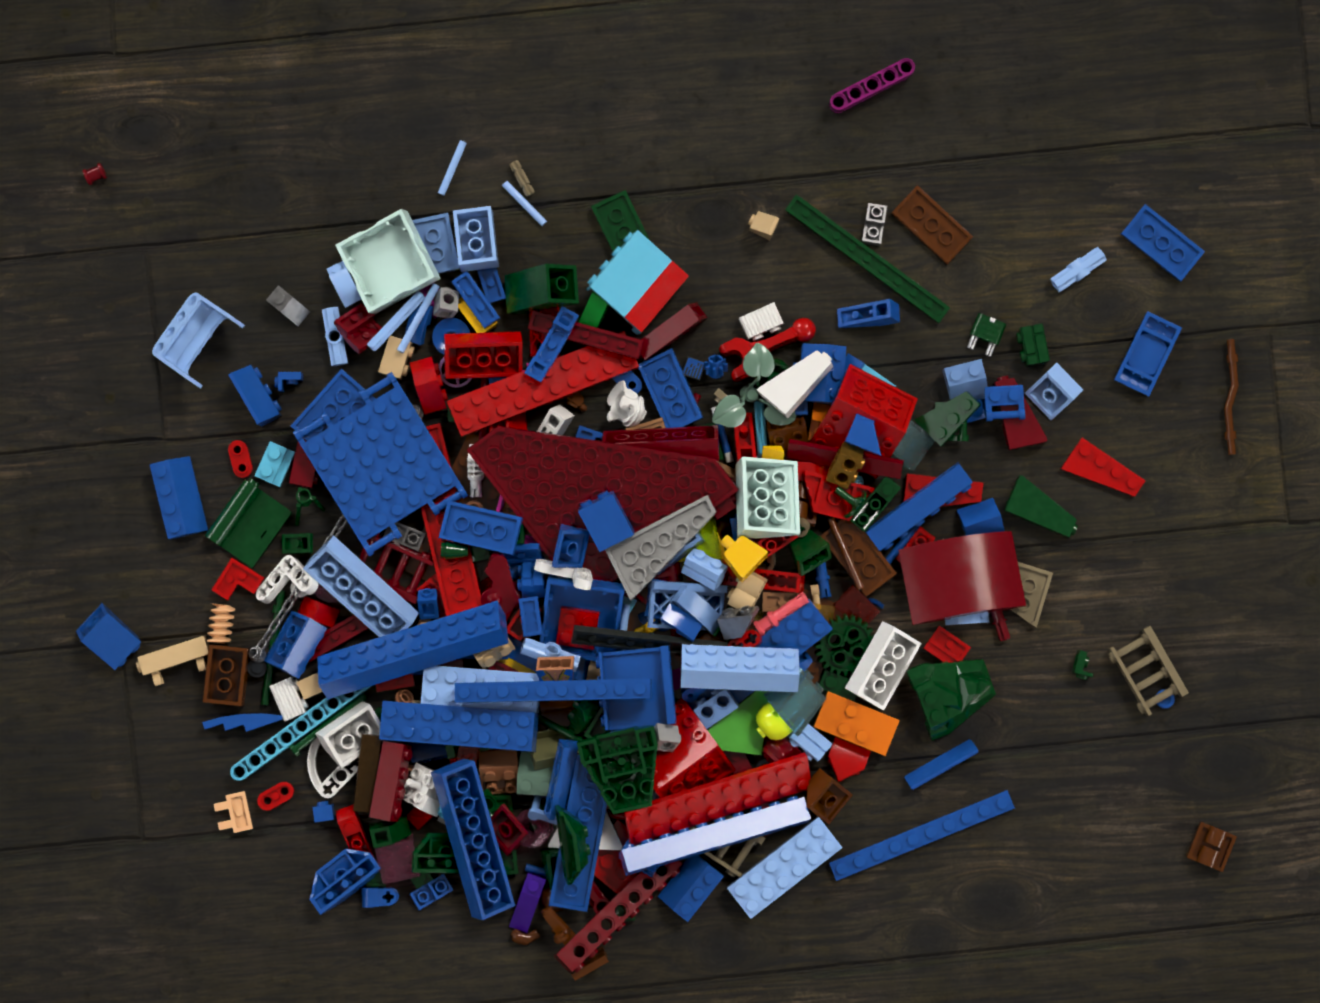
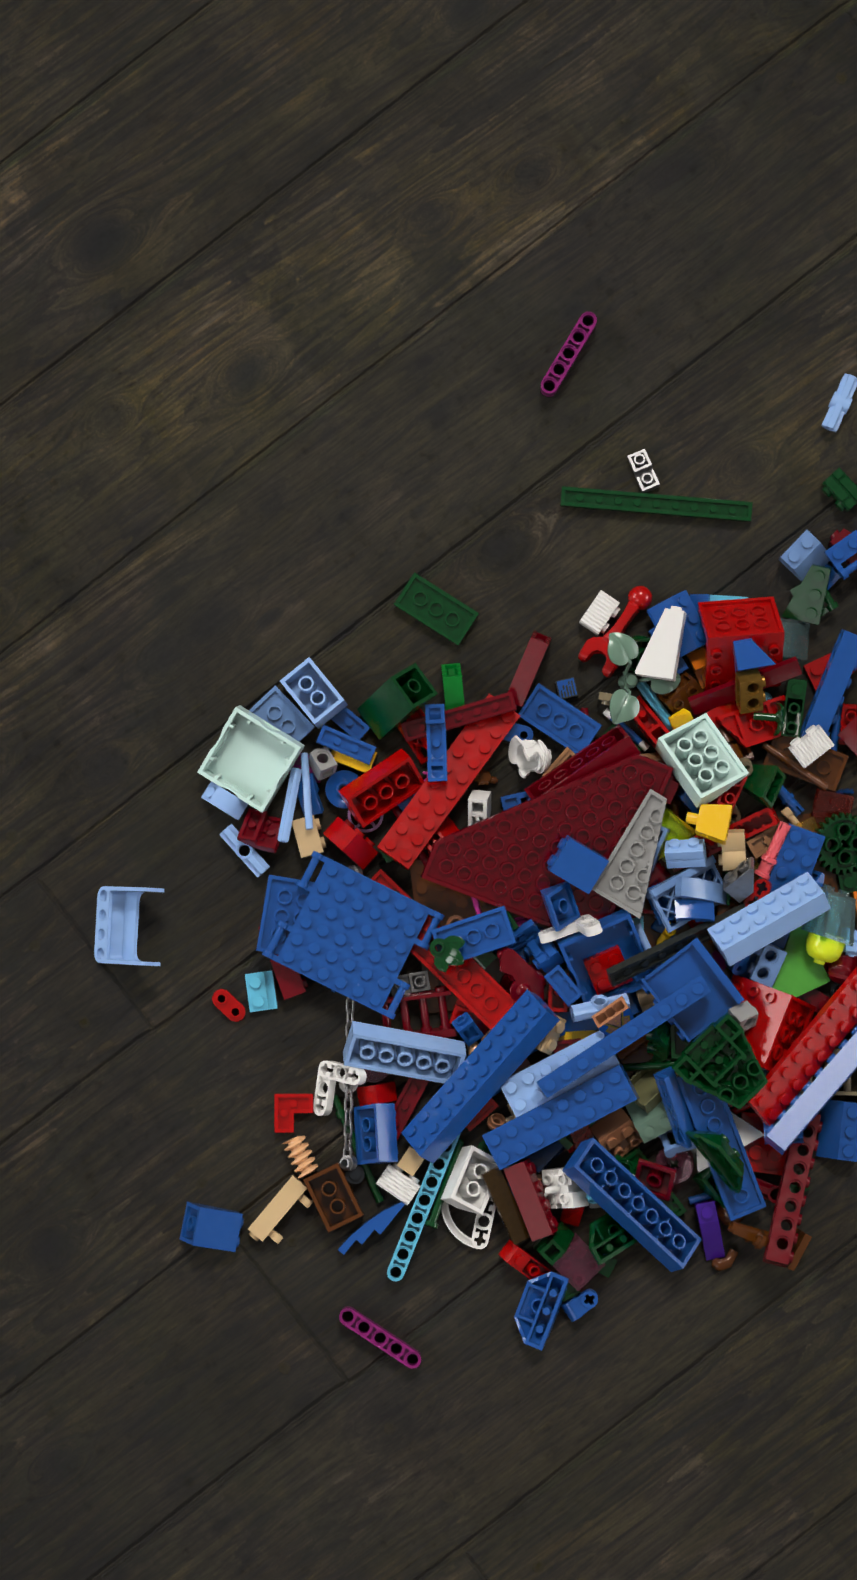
camera: 35 degrees left, 0 degrees up
(178, 497) = (197, 1070): blue slope -> none
(184, 812) = (386, 1344): none -> magenta beam
(238, 811) = (416, 1306): light nougat plate -> none
(246, 520) = (267, 1055): dark green door -> none
(256, 395) = (209, 942): blue slope -> none
(276, 796) = (439, 1273): red plate -> none
(288, 305) = (188, 849): flat silver slope -> none
(291, 377) = (230, 909): blue bracket -> none
(297, 543) = (323, 1046): dark green slope -> none
(303, 500) = (307, 1005): dark green plant -> none
(323, 811) = (488, 1261): blue plate -> none
(431, 892) = (622, 1272): blue slope -> none
(451, 528) = (449, 954): none -> dark green plate
(452, 167) = (254, 644): light blue bar -> none
(453, 550) = (460, 972): dark green cone -> none
(475, 476) = (438, 894): white hinge -> none
(521, 178) = (319, 617): dark tan axle -> none
(524, 203) = (335, 637): light blue bar -> none
(637, 280) = (474, 643): medium azure panel -> none
(715, 366) = (585, 675): blue gear -> none
(763, 224) = (550, 529): tan slope -> none
(869, 314) = (687, 550): blue slope -> none
(869, 544) = (811, 745): none -> white brick
(932, 225) = (692, 441): reddish brown tile -> none
(988, 330) = (796, 501): dark green piece -> none

